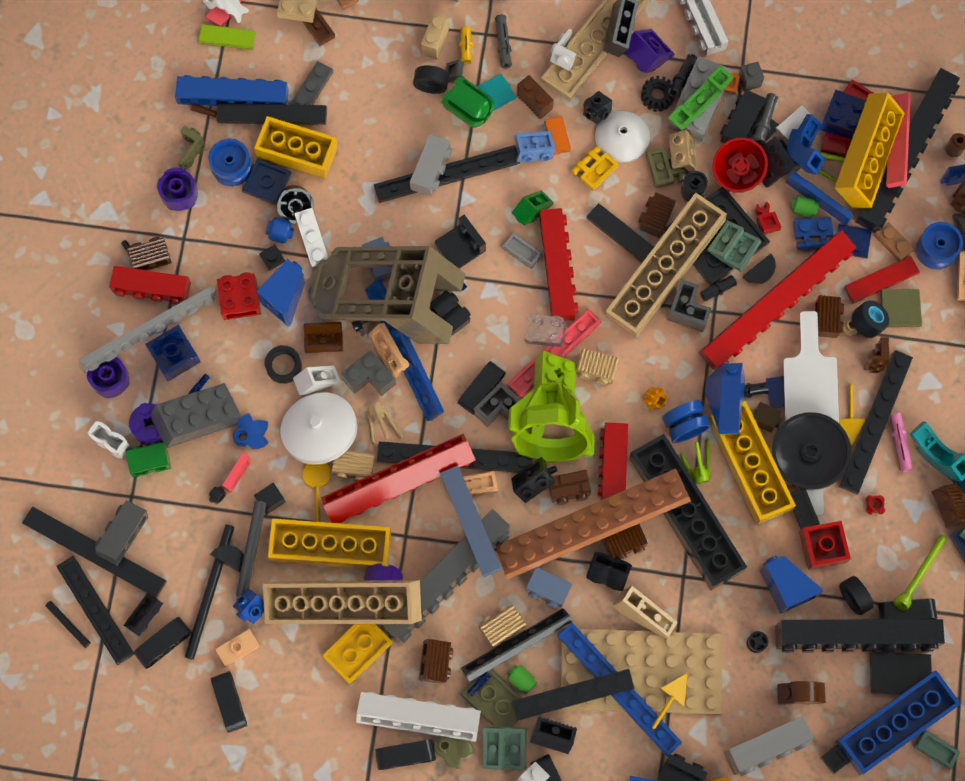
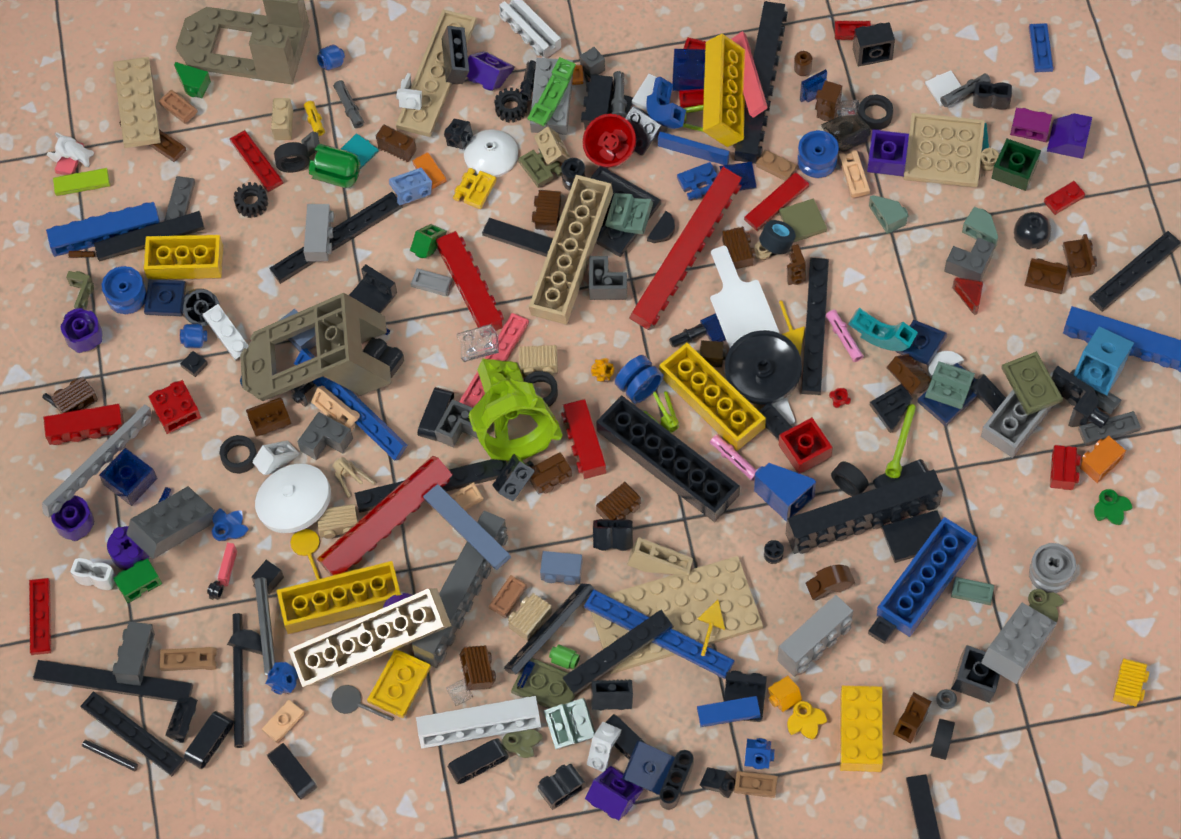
camera: 15 degrees left, 10 degrees down
(48, 462) = (40, 616): none -> red tile
(169, 554) = (187, 659): none -> medium nougat plate
(283, 291) = (215, 388): blue slope -> none
(304, 647) = (347, 700): none -> dark grey piece
(379, 118) = (250, 190): none -> black tyre
(397, 70) = (256, 161): none -> red tile
(488, 597) = (507, 596): none -> nougat plate
(592, 523) = (582, 494): nougat plate -> none
(602, 393) = (541, 376): none -> black tyre
(718, 288) = (627, 256): black axle -> none
(725, 396) = (667, 343): blue wedge -> none
(748, 524) = (733, 456): none -> bright pink pin
(767, 220) = (652, 183): red plate -> none
(804, 206) = (682, 160): bright green brick -> none
(922, 532) = (891, 406): none -> black wing

